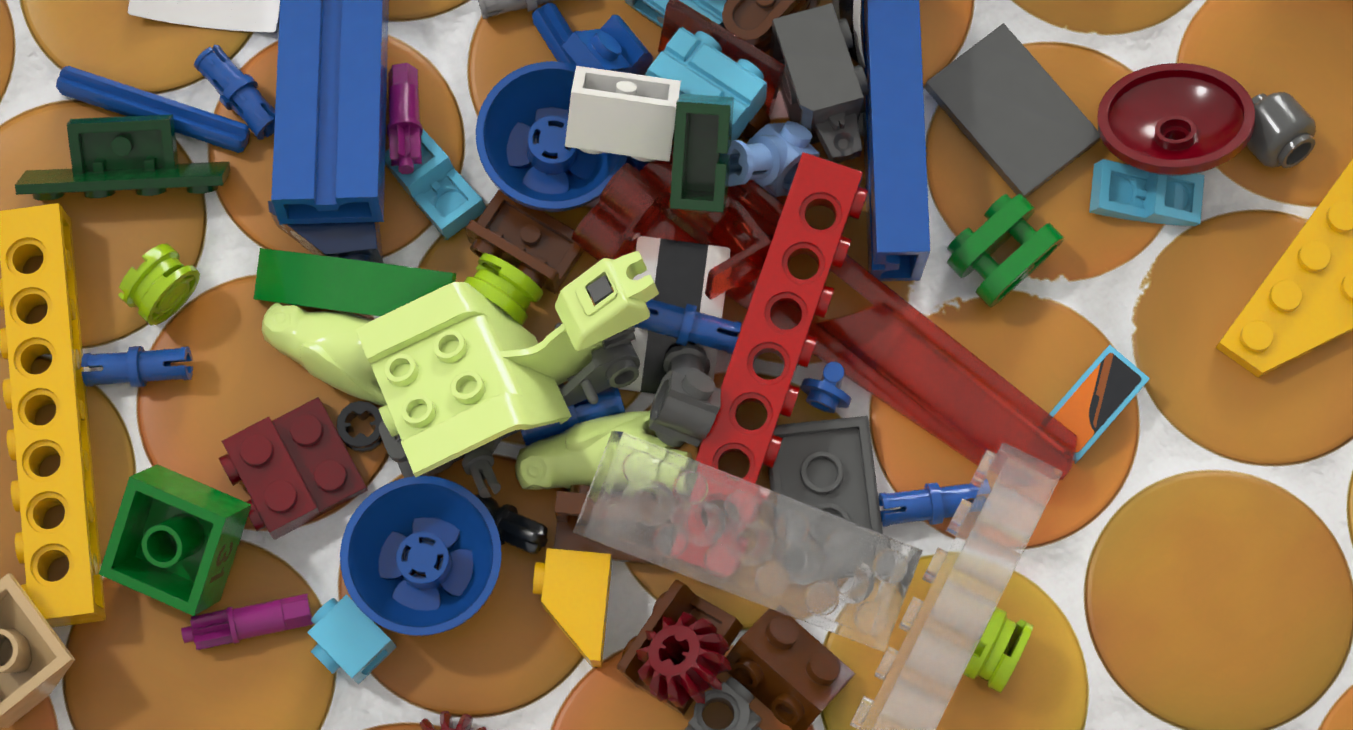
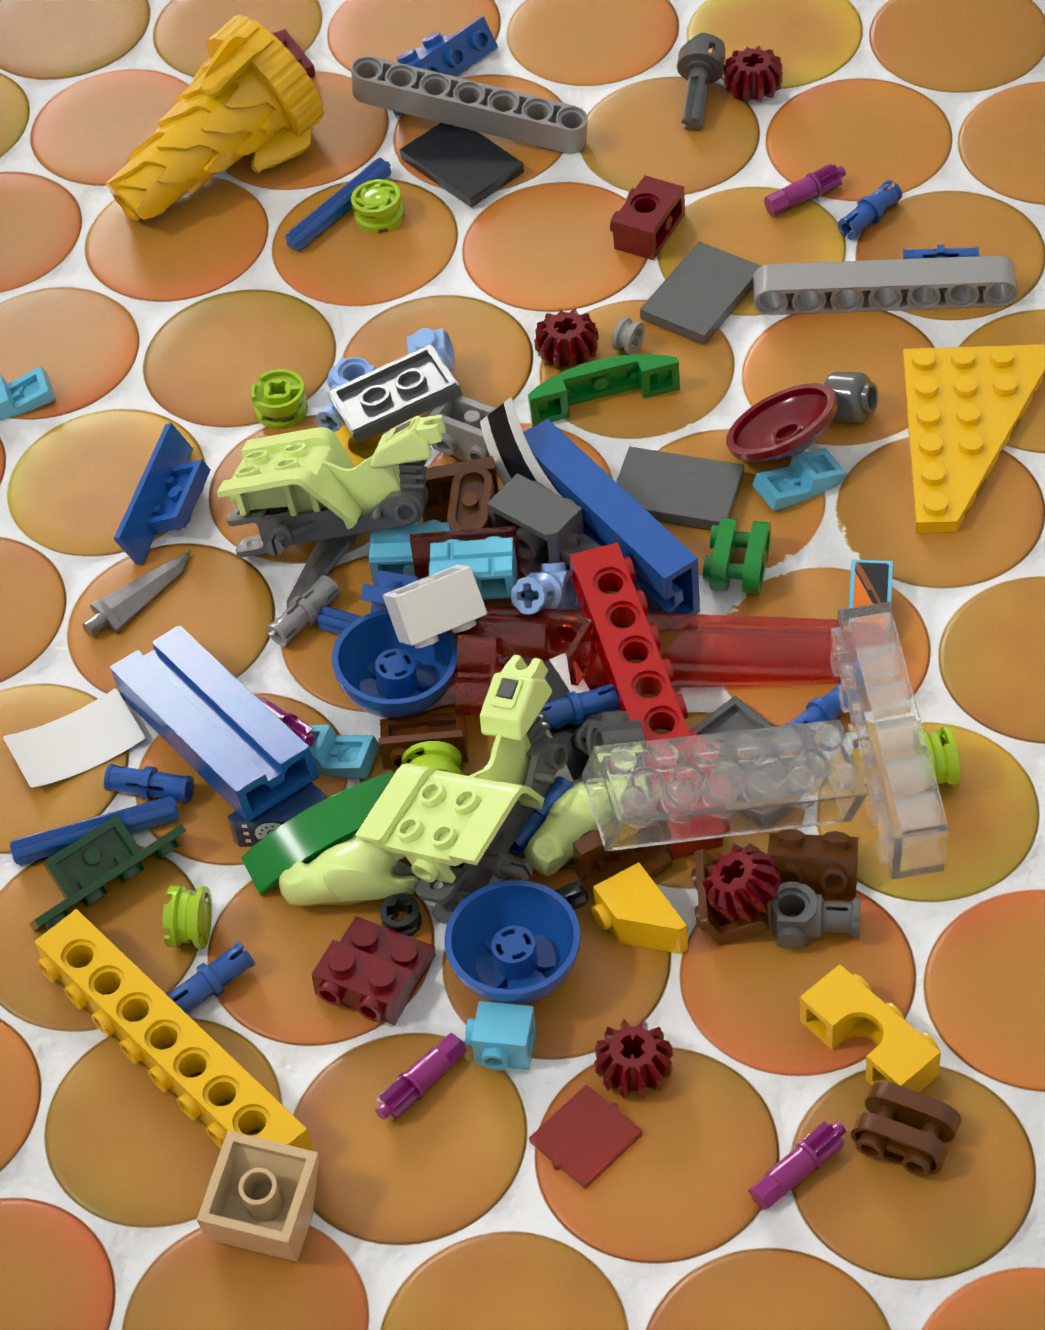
camera: 30 degrees left, 25 degrees down
(174, 539) = (328, 1046): green brick -> none
(698, 168) = (496, 573): dark green piece -> none
(827, 393) = (698, 695): blue plate -> none

